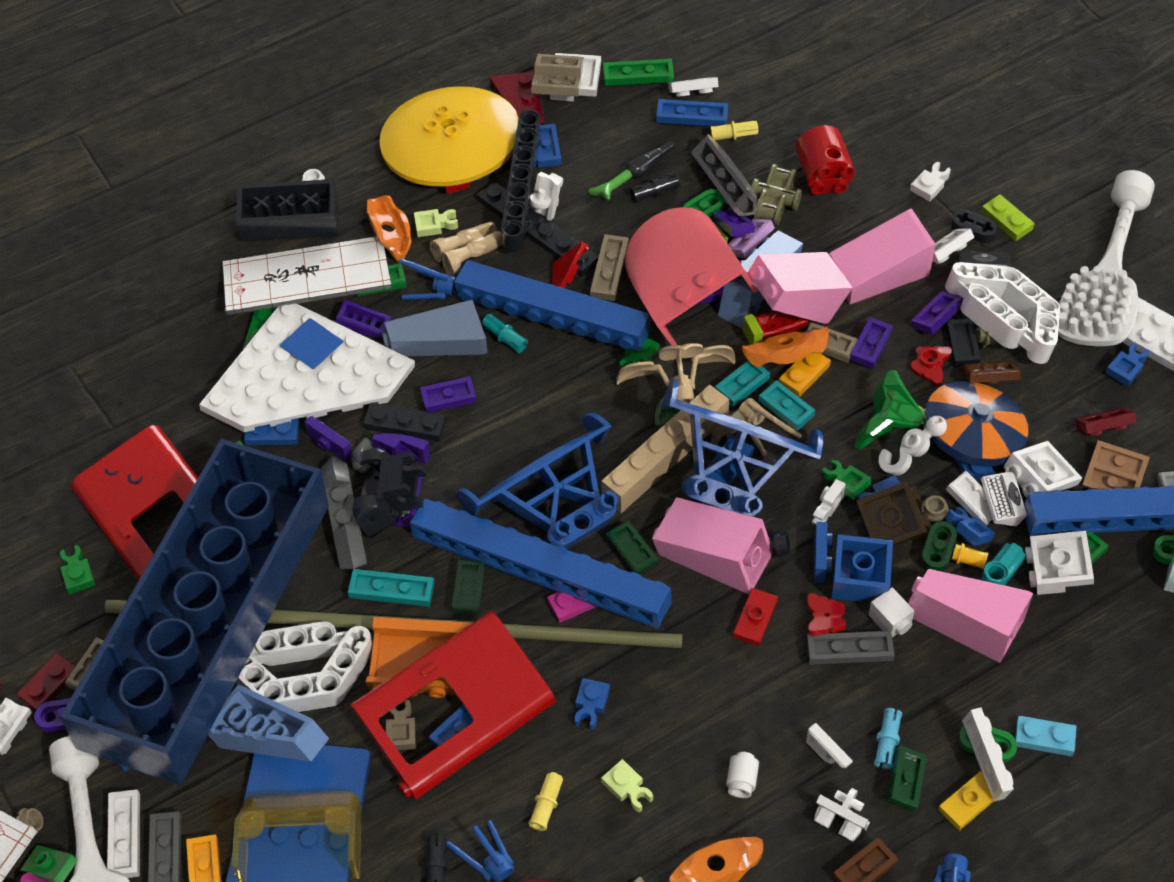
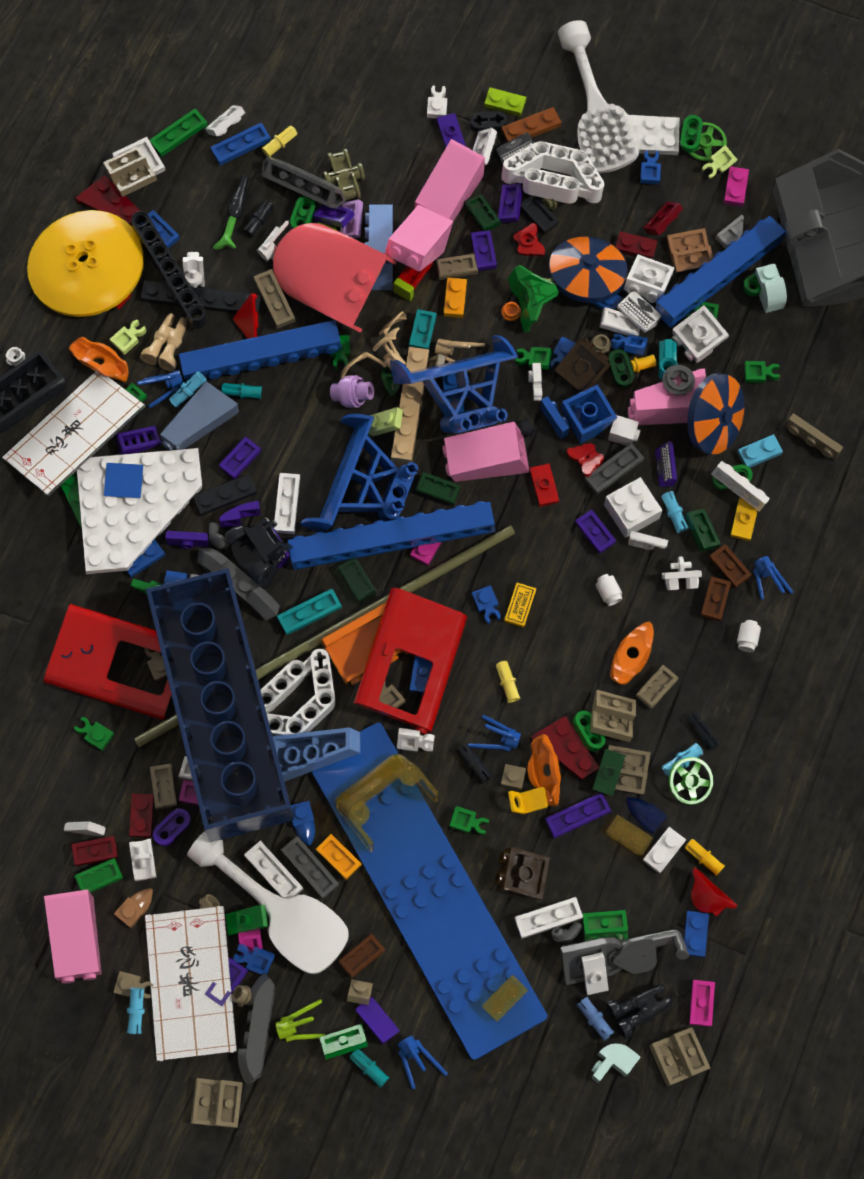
camera: 40 degrees left, 15 degrees up
(202, 802) = (303, 822): none -> blue plate
(386, 794) = (412, 739): none -> white plate
(449, 297) = (187, 389): none -> medium azure pin
(458, 466) = (287, 503): none -> white plate
(615, 395) = (352, 391): none -> lavender piece
(625, 444) = (386, 421): none -> yellowish green plate
(625, 783) = (542, 640): yellowish green plate -> none
(627, 727) = (520, 605): none -> yellow tile
(641, 215) = (268, 248): none -> white plant
(775, 701) = (595, 531): none -> dark purple plate
(786, 405) = (462, 329): teal plate -> none
(787, 347) = (427, 298): orange piece -> none
(825, 160) = (361, 130): red cylinder -> none
(840, 700) = (632, 507): none -> white brick
(855, 418) = (511, 311): none -> orange plate
(898, 306) = (482, 213): none -> dark green plate
(911, 841) = (730, 566): none -> reddish brown plate
(914, 444) = (563, 308): white piece -> none
(916, 681) = (666, 465): none -> slope
(927, 210) = (450, 129): none -> dark purple plate
(988, 574) = (686, 376): none -> dark grey gear
(991, 372) = (572, 226): reddish brown plate -> none
(1012, 652) = (715, 413): none -> dark blue dish
(1024, 254) = (534, 125): none -> dark orange plate
(1050, 428) = (636, 245): none -> dark red plate
(1106, 645) = (757, 372): none -> green plate
(1125, 759) = (813, 437): none -> dark tan plate

